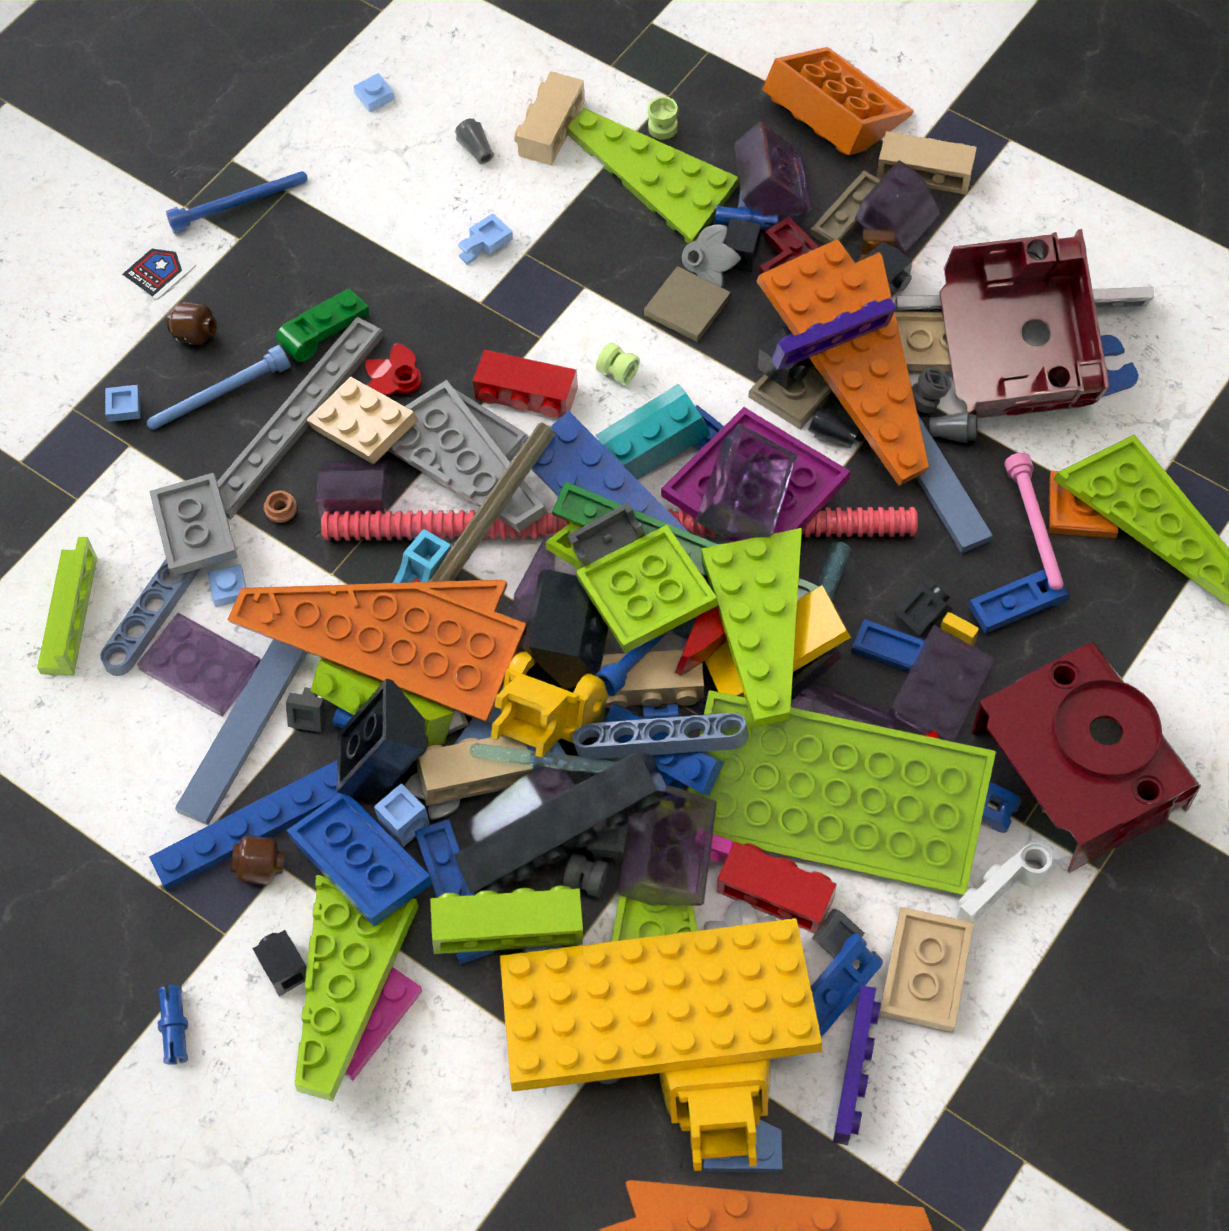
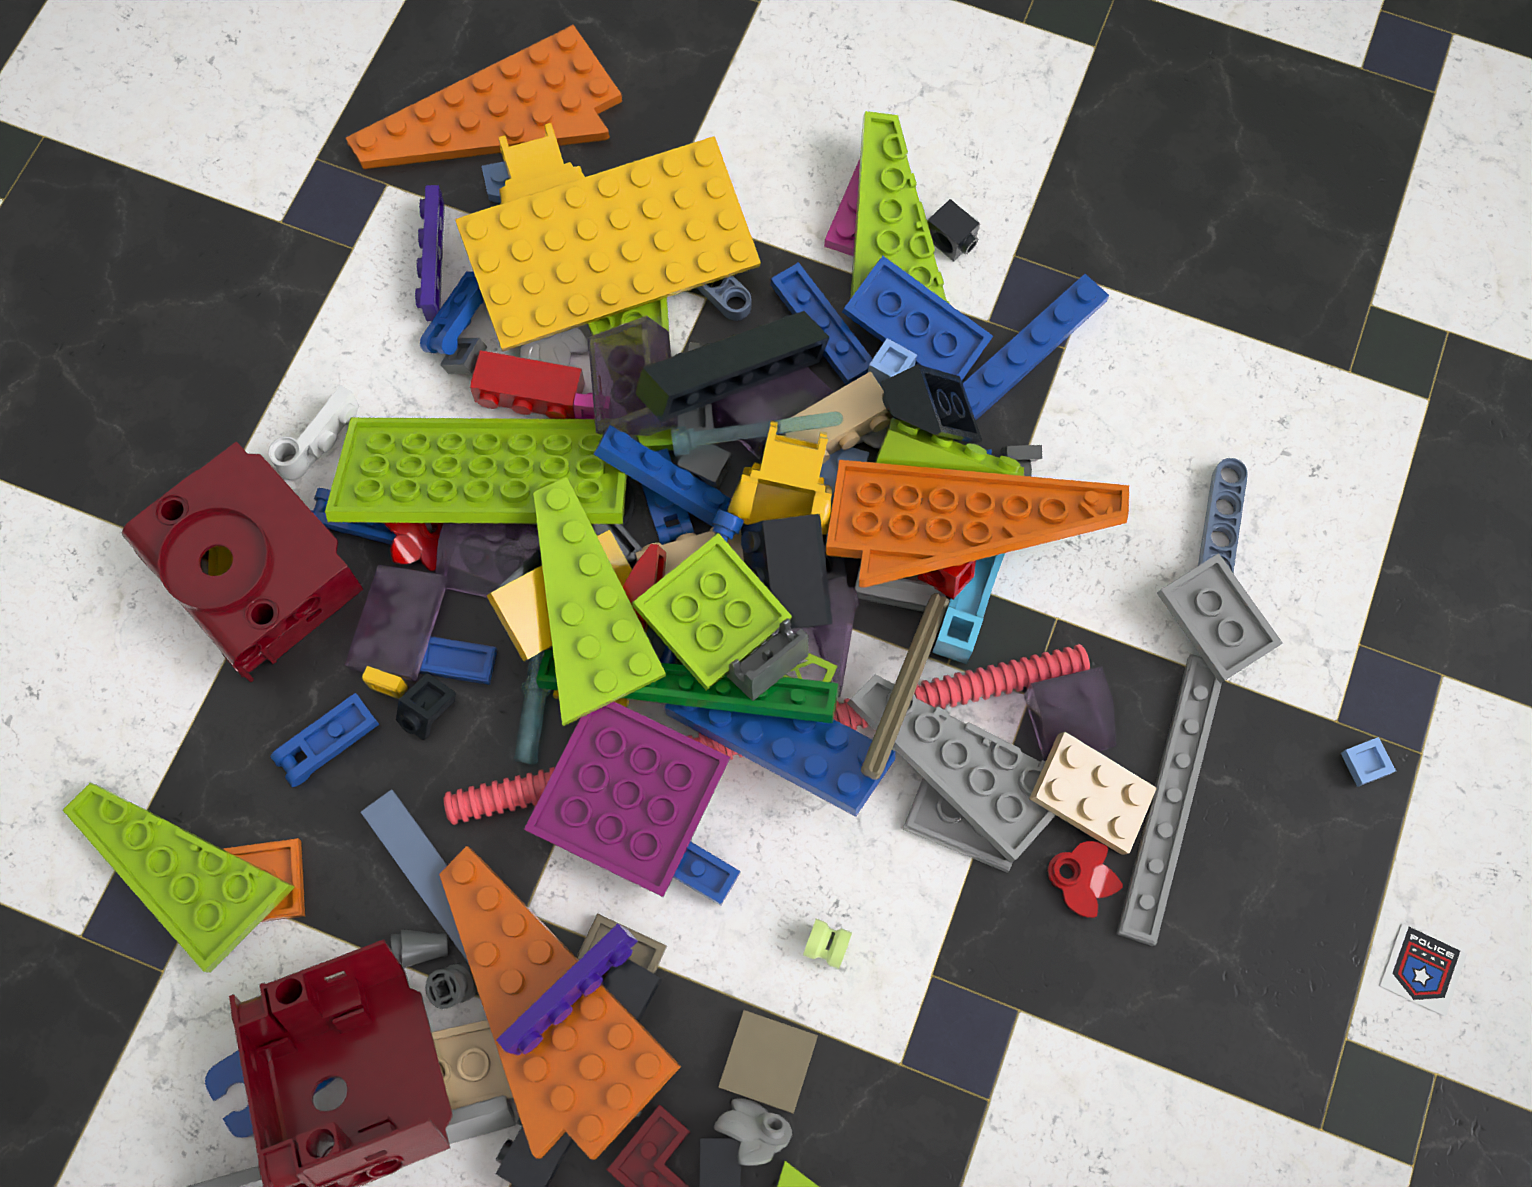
camera: 160 degrees right, 10 degrees up
(68, 610) = (1303, 512): lime fence -> none
(172, 1024) = (1025, 169): blue pin -> none
(181, 218) = (1430, 1042): blue piece -> none
(191, 323) = (1342, 882): reddish brown head -> none
(199, 664) = (1160, 489): clear purple plate -> none
(226, 584) = (1154, 575): light blue plate -> none
(240, 732) = (1079, 410): sand blue tile -> none
(256, 860) = (1010, 308): reddish brown head -> none
(273, 361) = (1225, 859): medium blue piece -> none
(279, 499) = (1145, 667): nougat plate -> none
(304, 332) = (1192, 923): green plate -> none
(485, 235) = (1040, 1104): light blue plate -> none
(506, 920) = (763, 290): lime brick -> none
(525, 384) = (926, 887): red brick -> none
(655, 432) = (764, 849): teal slope -> none
(675, 742) = (644, 471): sand blue beam -> none
(746, 485) = (631, 757): clear purple slope -> none
(832, 428) = (561, 913): black cone -> none
(926, 969) = (380, 347): tan plate -> none
(1020, 469) = (335, 902): bright pink piece -> none

